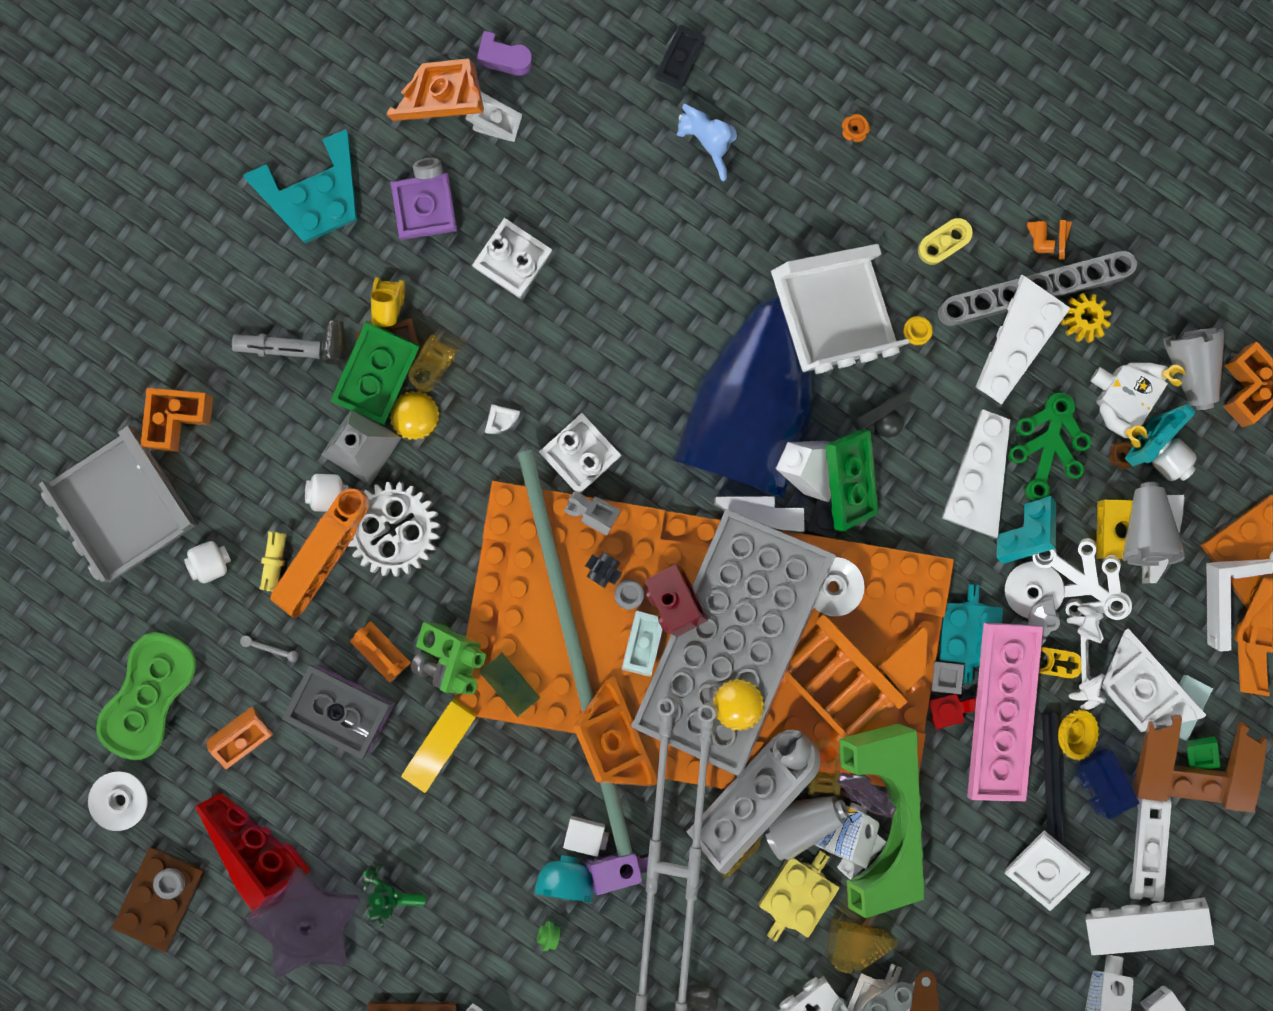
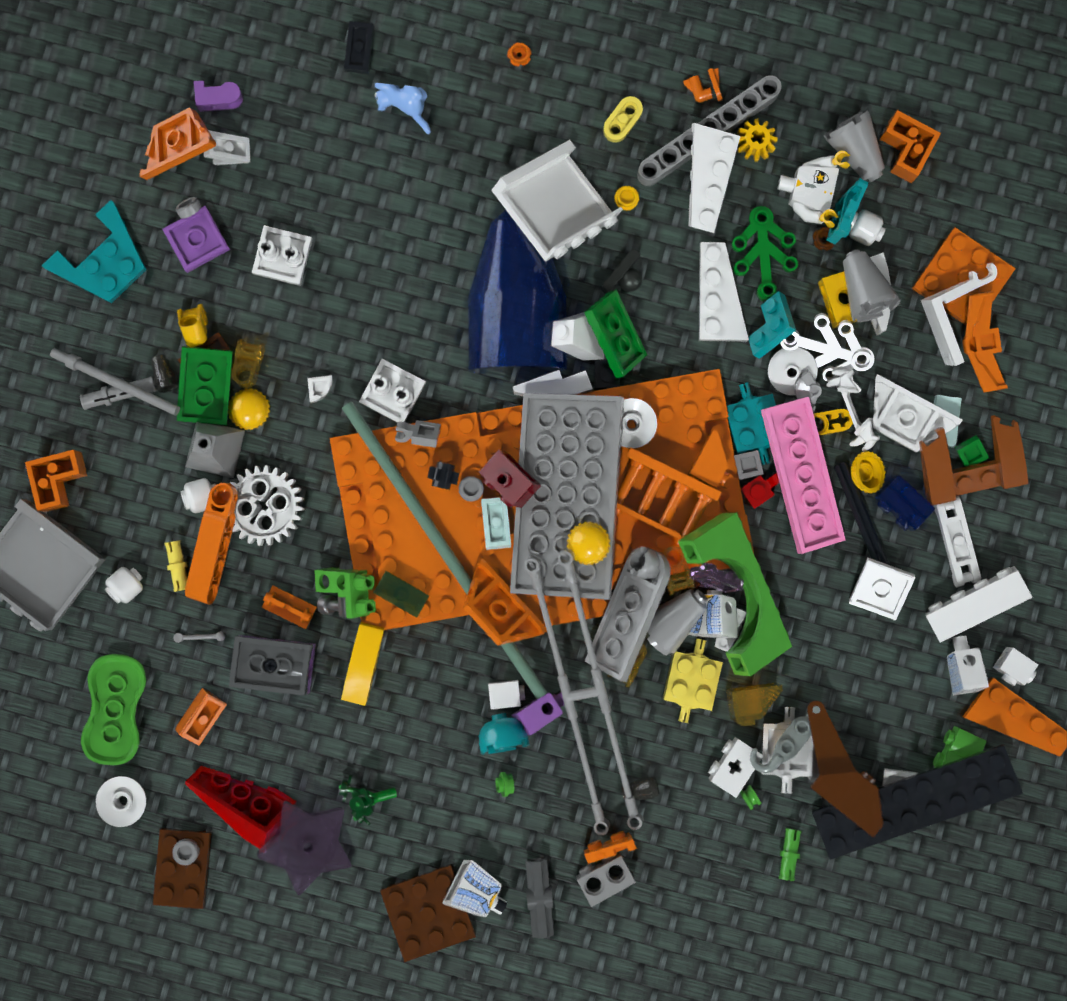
camera: 20 degrees left, 0 degrees up
(242, 296) = (75, 363): none -> light grey bar

